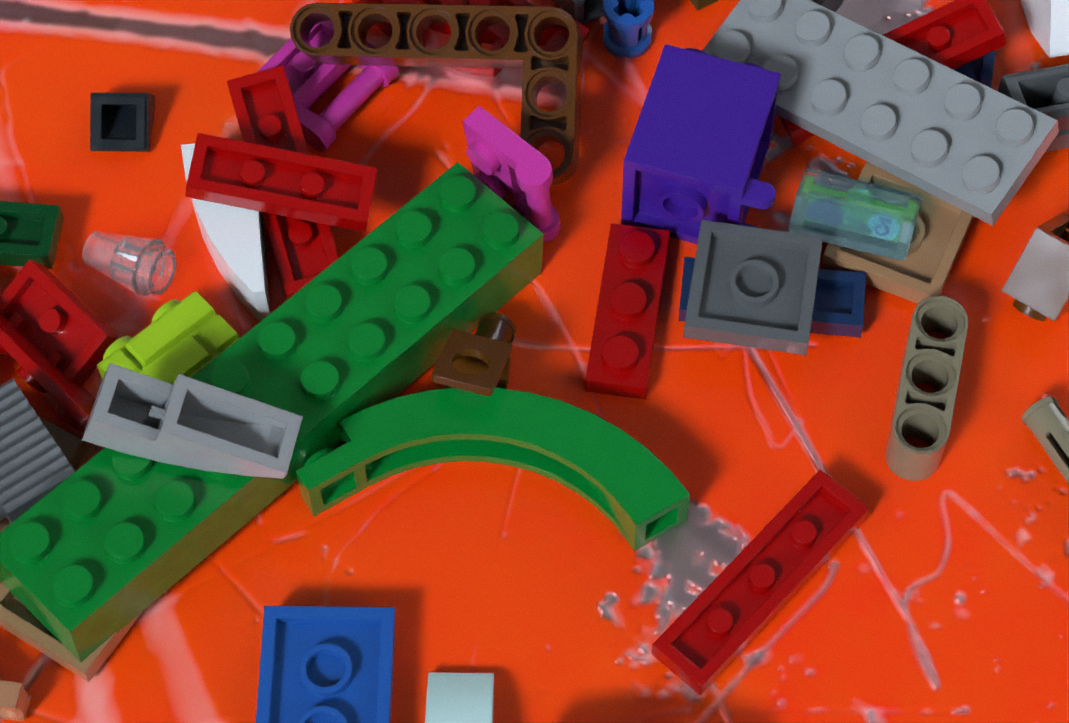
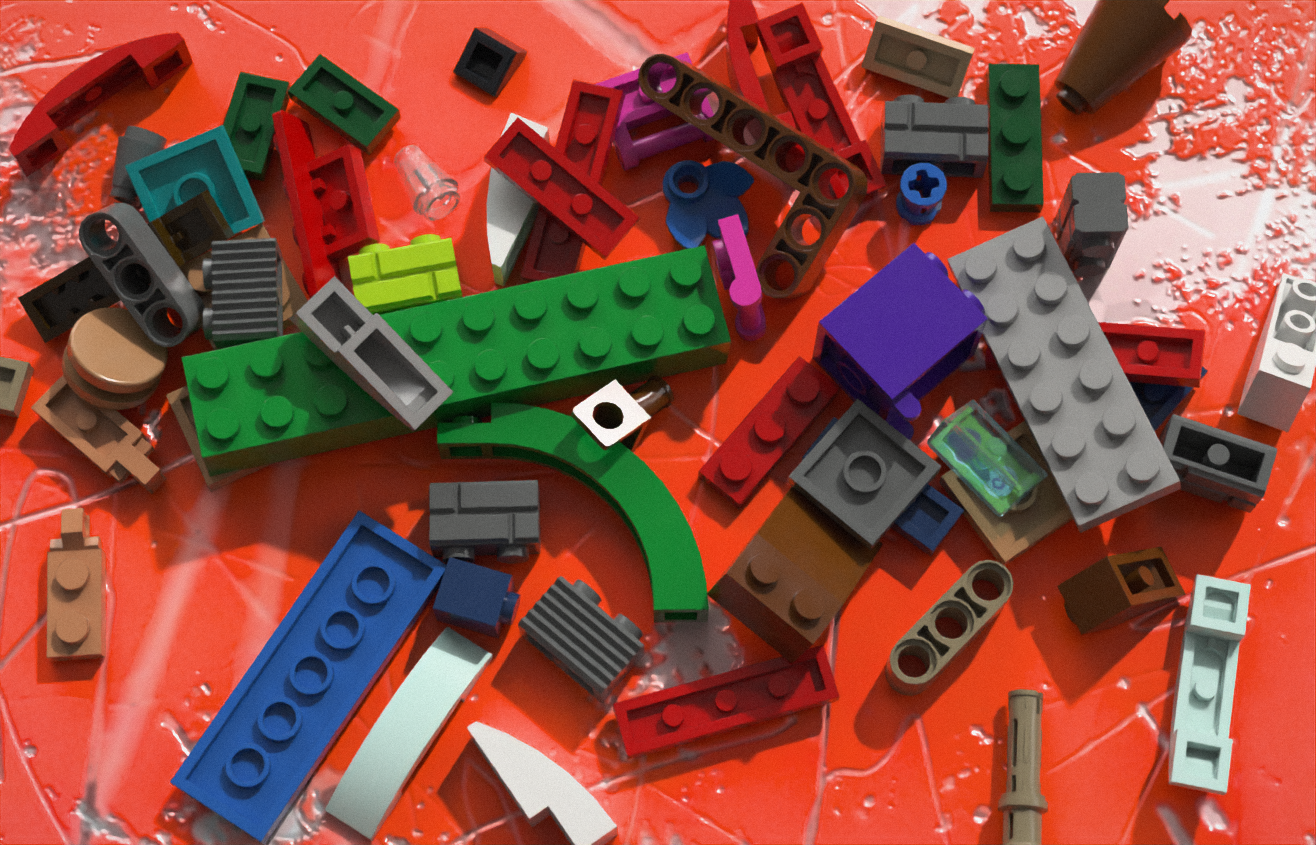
camera: 30 degrees right, 10 degrees up
(403, 542) = (485, 520): none -> dark grey brick
(431, 135) = (716, 198): none -> blue plate
(444, 623) = (476, 598): none -> dark blue brick
(577, 600) = (583, 637): none -> dark grey brick
(750, 420) = (792, 575): none -> reddish brown slope

